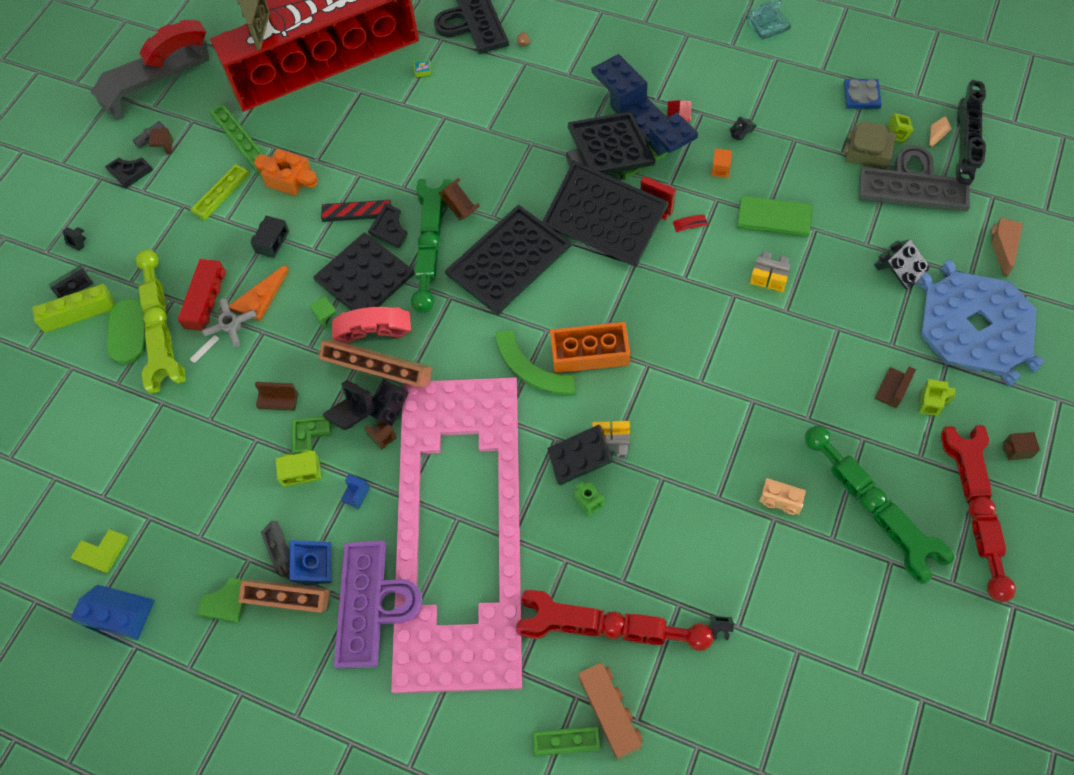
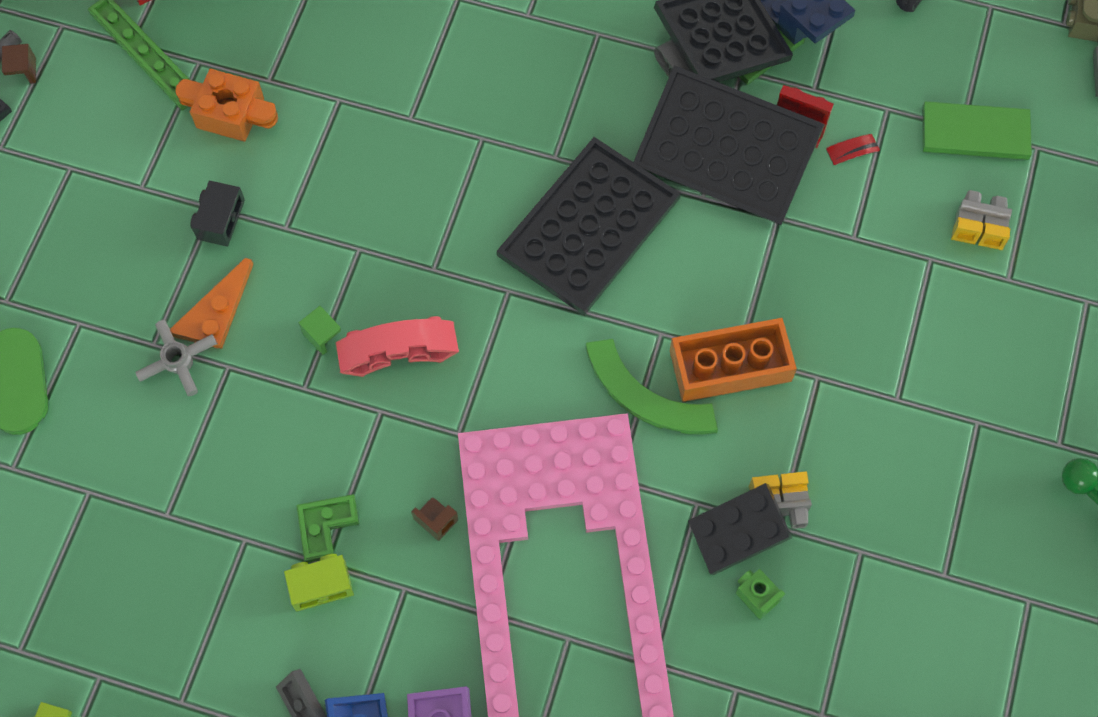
camera: 10 degrees left, 5 degrees up
(157, 333) = (65, 382): lime piece -> none
(201, 295) = (125, 315): red brick -> none
(204, 349) = (141, 400): white sticker -> none
(220, 192) = (125, 142): lime tile -> none
(276, 396) = (267, 471): reddish brown panel -> none
(352, 210) = (344, 160): black tile -> none
(353, 409) = (387, 483): black bracket -> none
(355, 492) = (409, 612): blue panel -> none
(364, 274) = (371, 265): black plate -> none
(375, 363) = (414, 409): nougat brick -> none
(387, 226) = (398, 185): black tile -> none
(388, 402) = (438, 468): black bracket -> none
(428, 242) = (465, 205): green piece -> none
(457, 200) = (501, 136): reddish brown panel -> none
(721, 163) = (890, 51): orange panel -> none
(782, 496) = (1038, 567): light nougat bracket -> none

